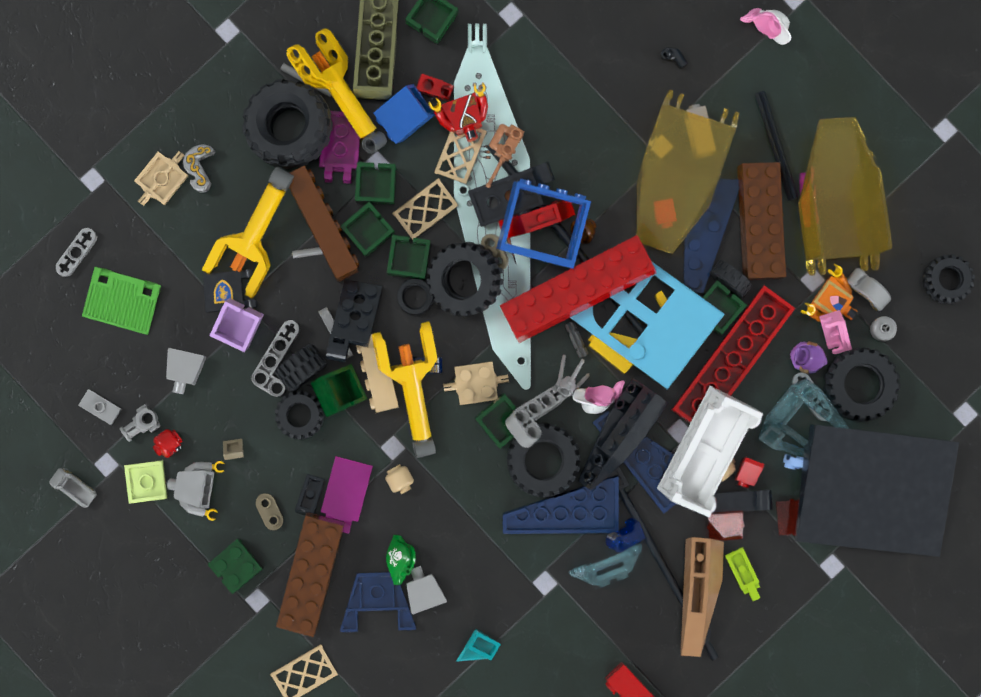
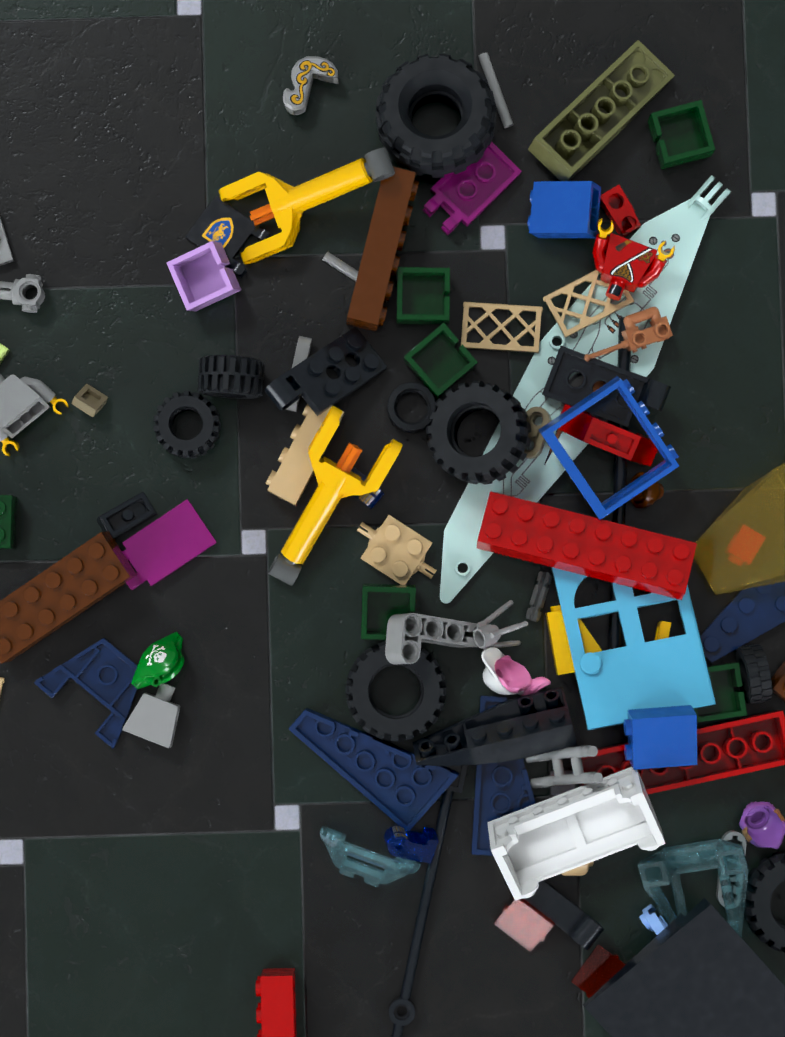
camera: 40 degrees right, 0 degrees up
(72, 267) = (98, 55): light grey beam -> none
(121, 301) = (109, 150): bright green window -> none
(161, 178) = (259, 61): tan plate -> none
(167, 443) = (28, 335): red head -> none
(183, 368) = (111, 274): light grey torso -> none
(270, 511) = (70, 496): dark tan plate -> none
(272, 351) = (219, 347): light grey beam -> none
(332, 79) = (521, 111): yellow piece -> none
(339, 390) = (249, 434): dark green piece -> none
(374, 184) = (470, 257): dark green piece -> none
(399, 479) = (231, 580): tan head -> none
(479, 647) = (162, 824): teal slope -> none
(675, 429) = (559, 777): none -> light grey piece
(701, 588) = (441, 967): medium nougat wedge -> none
(710, 358) = (661, 737): none -> blue brick
(743, 573) = (500, 988): lime hinge -> none
(748, 472) = (596, 889): slope -> none

